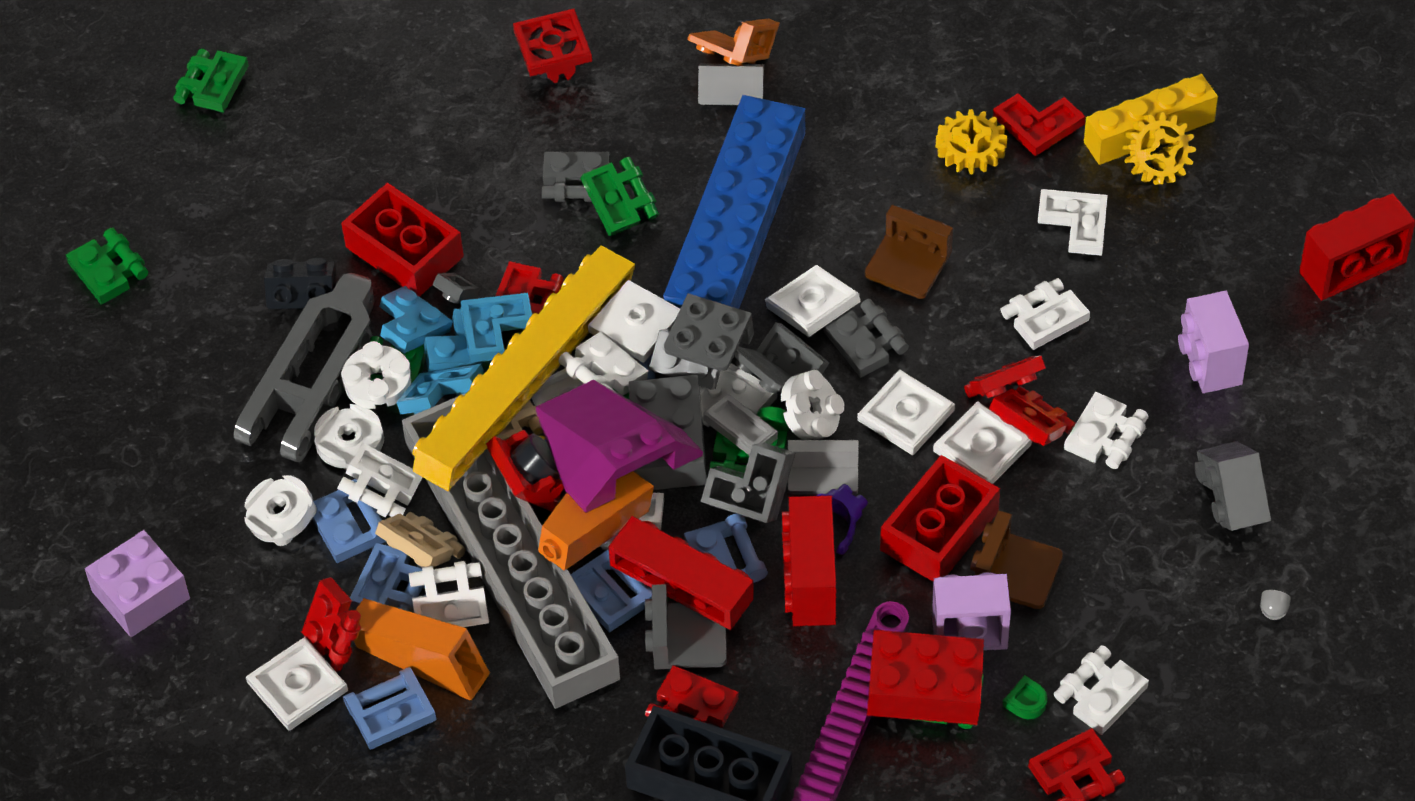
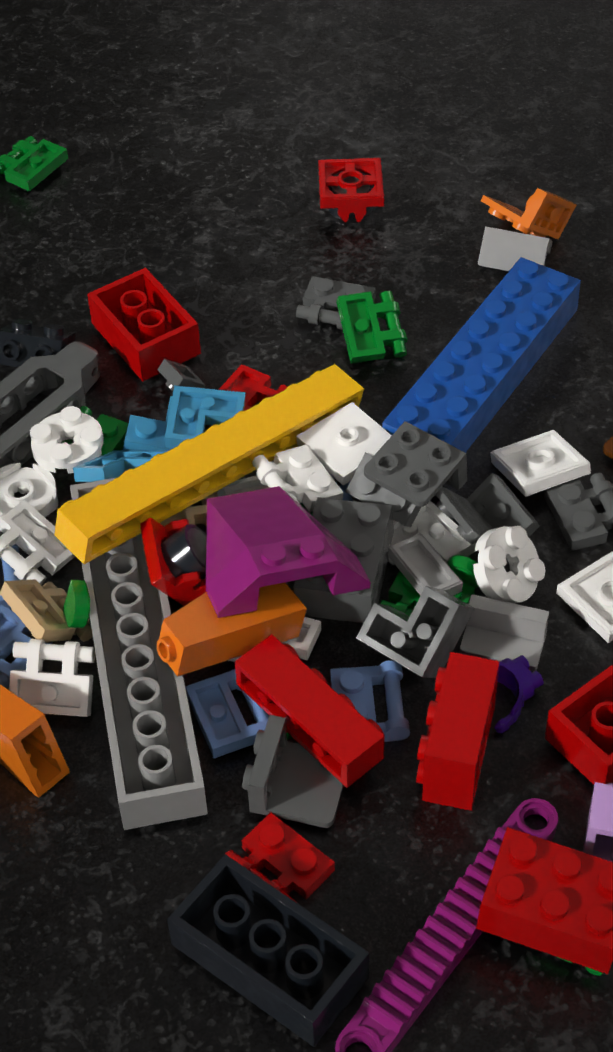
camera: 15 degrees right, 5 degrees down
(412, 320) = (125, 397): dark azure plate -> none
(451, 528) = (77, 604): none -> green tile

